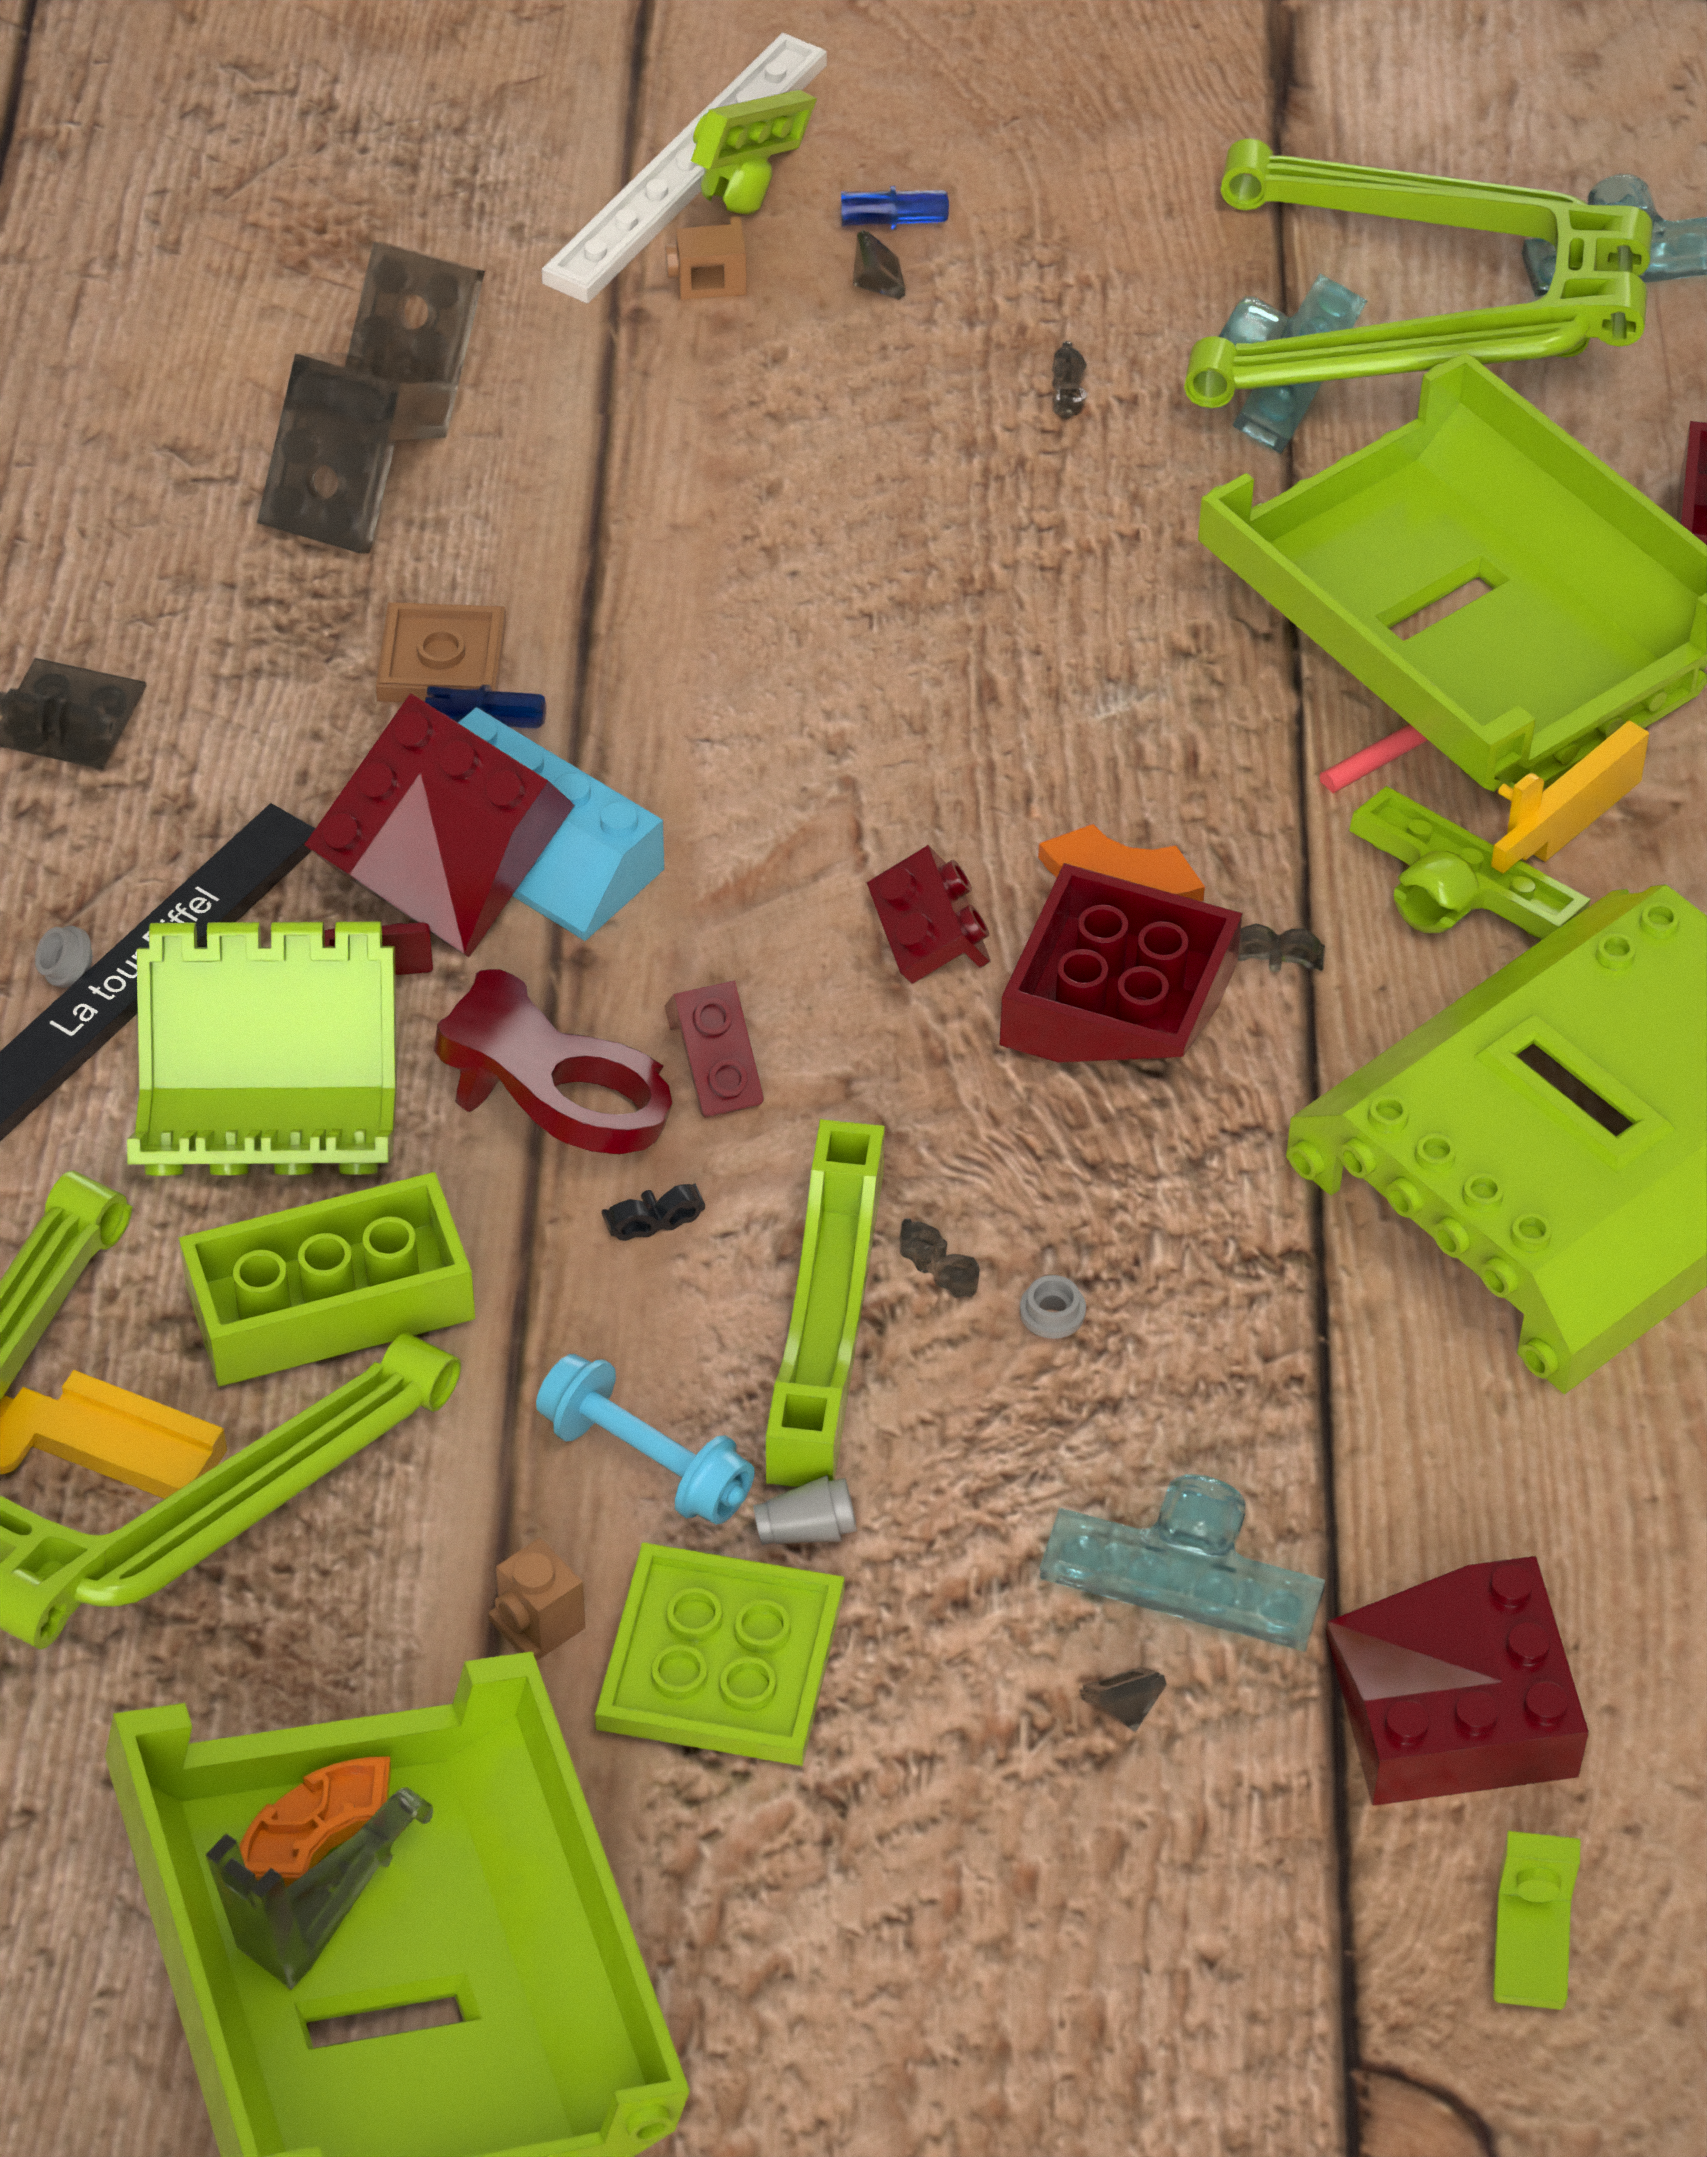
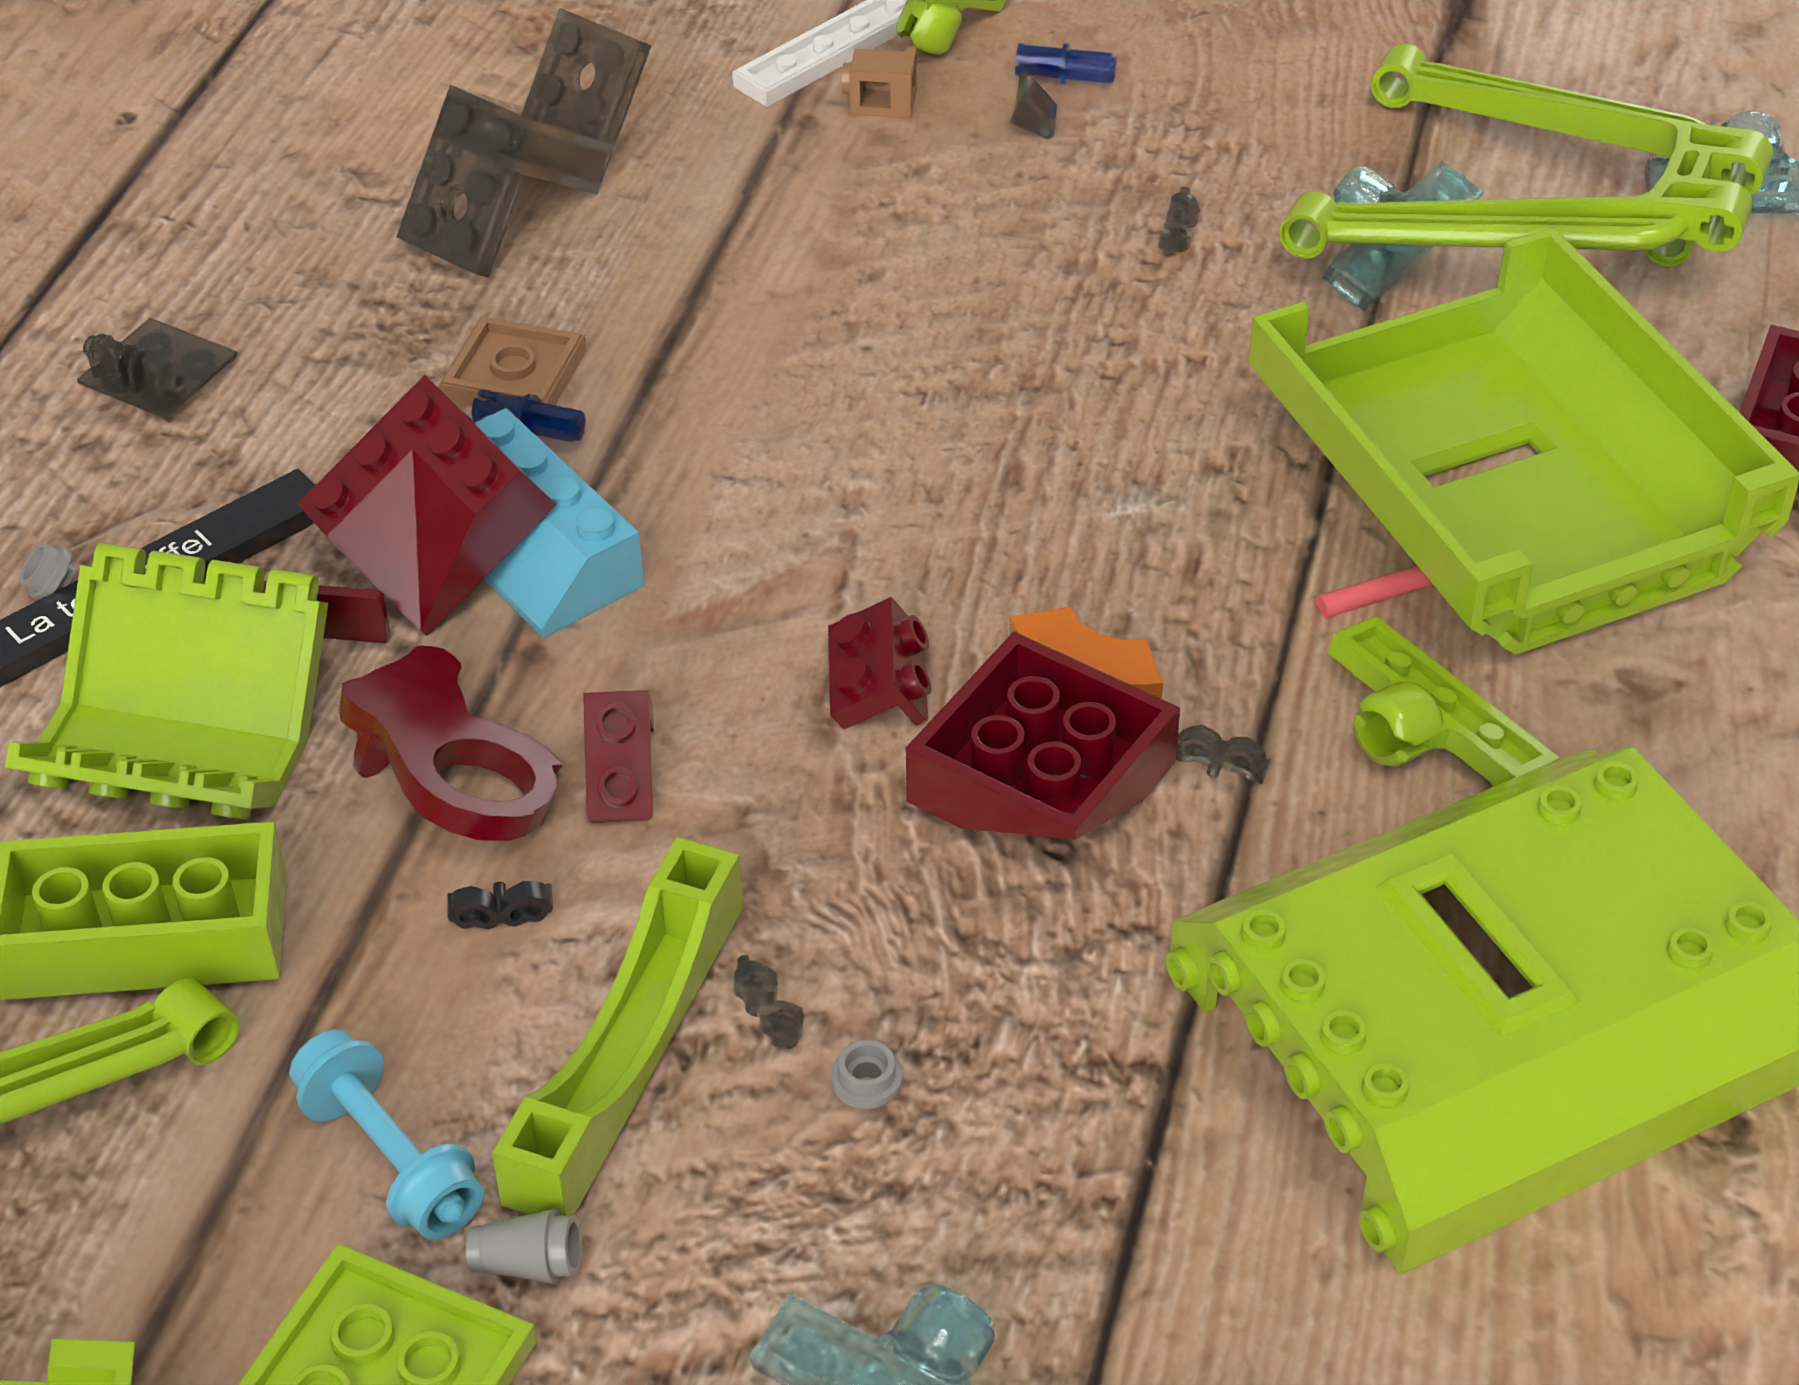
camera: 15 degrees right, 5 degrees down
(537, 1600) = (203, 1286): medium nougat brick -> none
(1551, 818) = (1562, 660): yellow piece -> none

